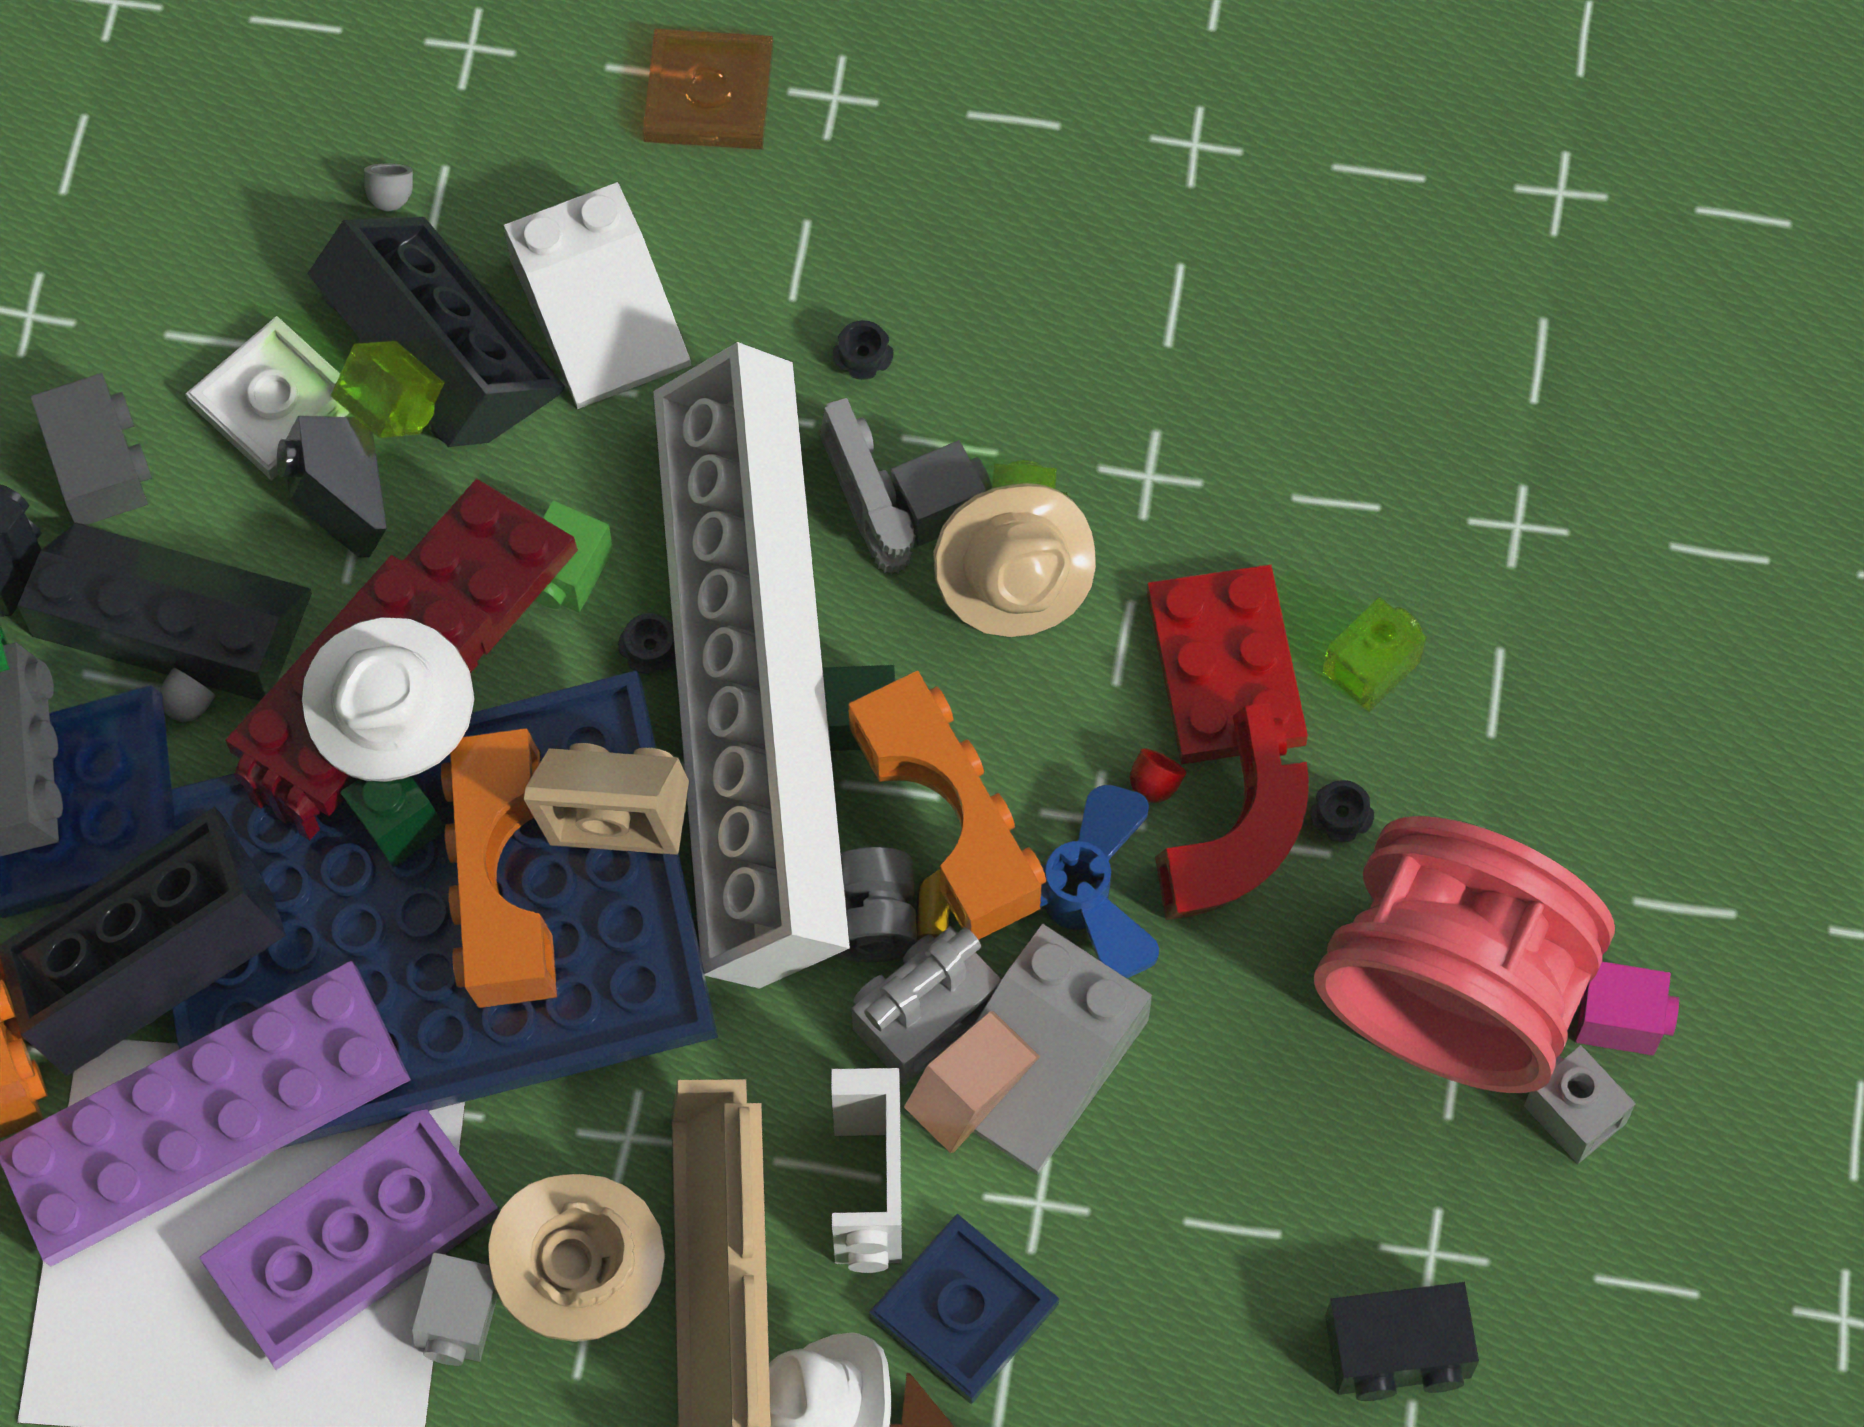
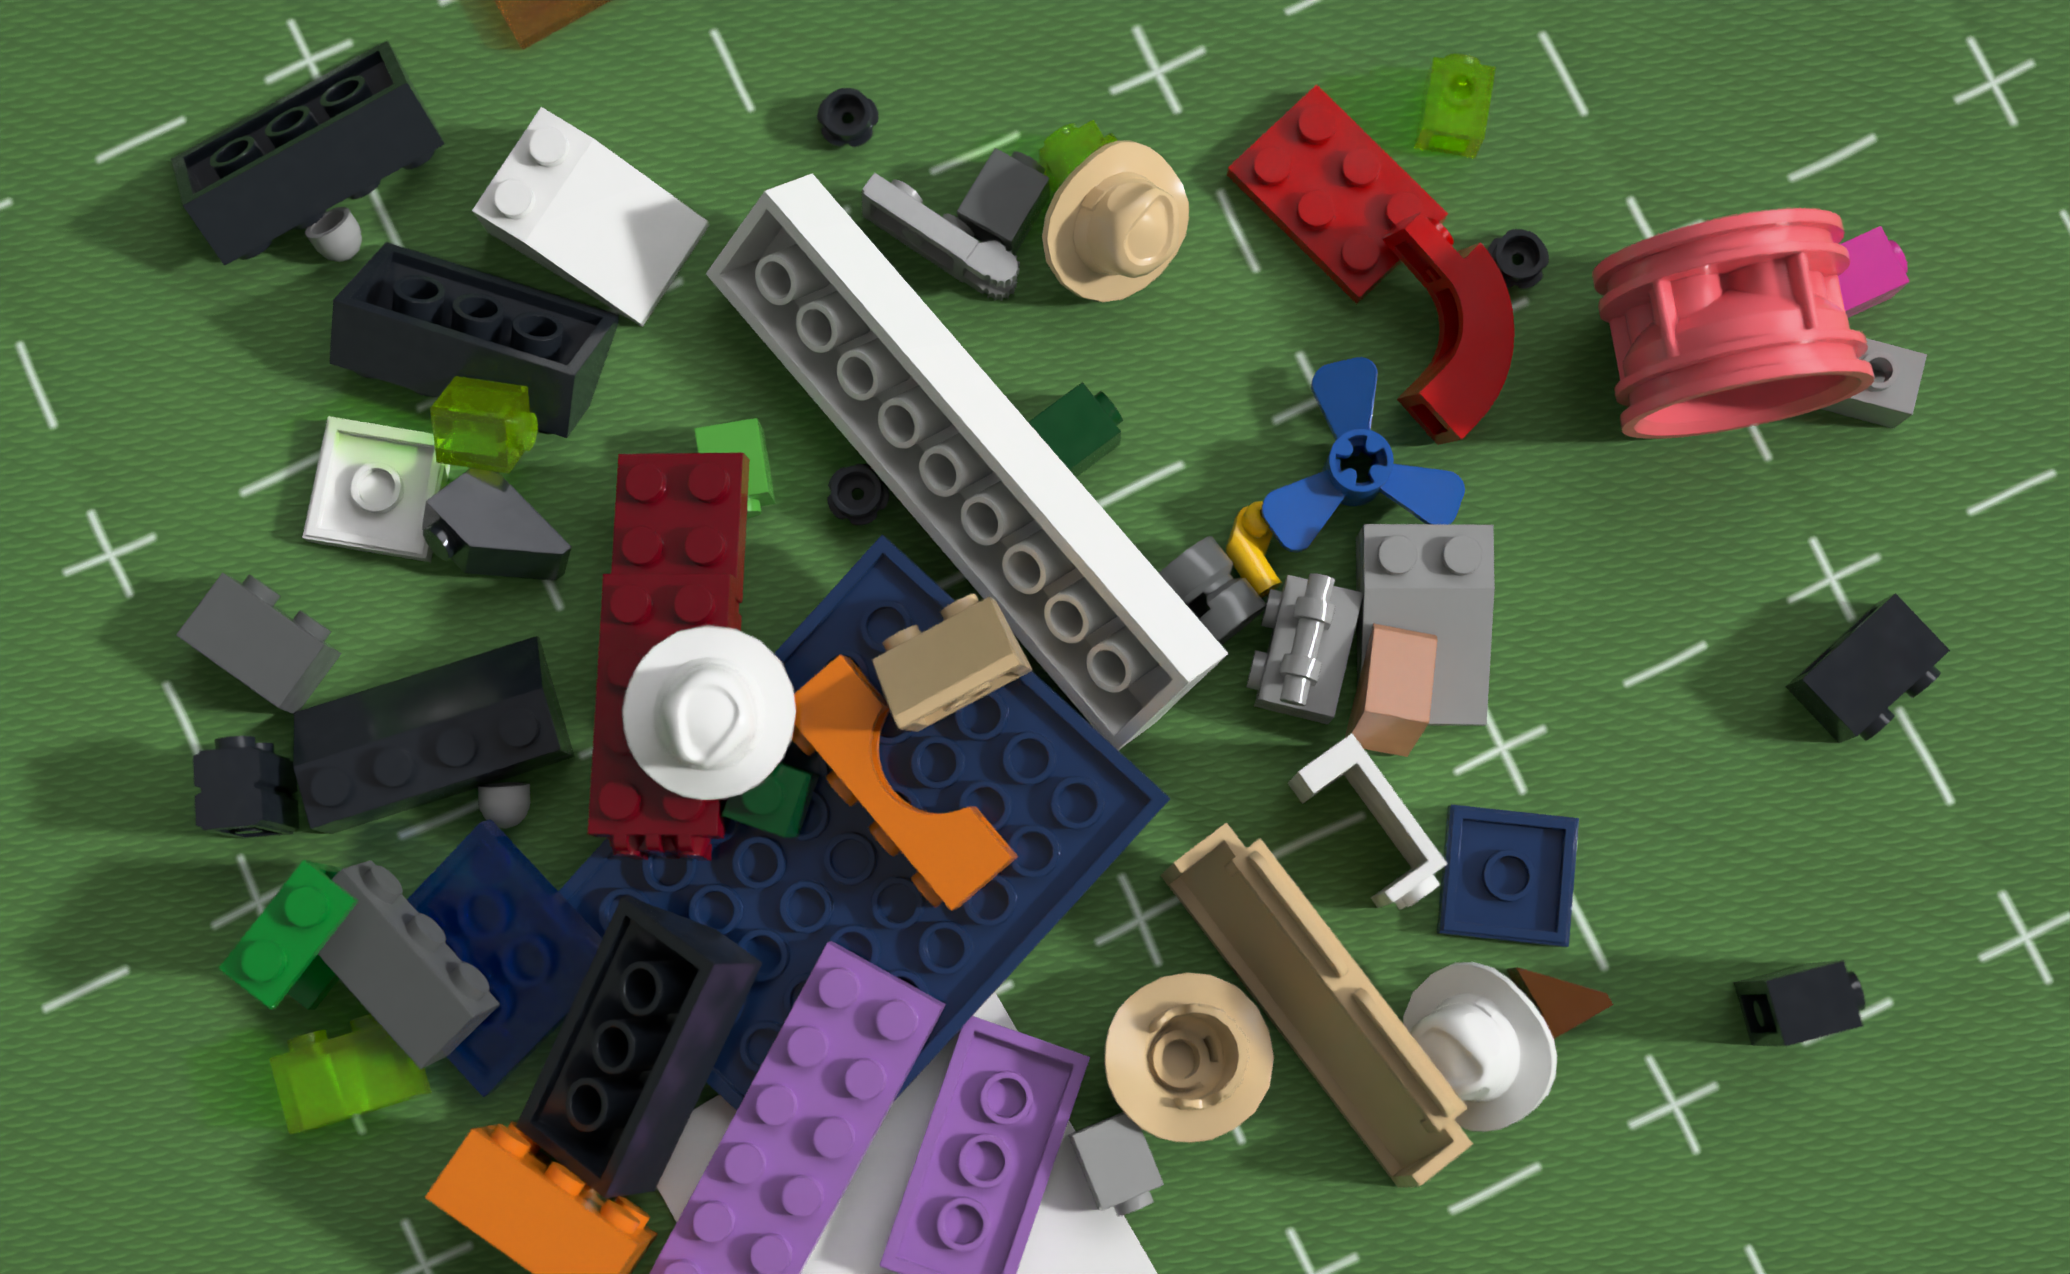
camera: 30 degrees left, 15 degrees up
(411, 111) = (305, 154): none -> black slope
(910, 739) = (1150, 438): orange arch -> none
(1155, 776) = (1351, 329): red hinge -> none

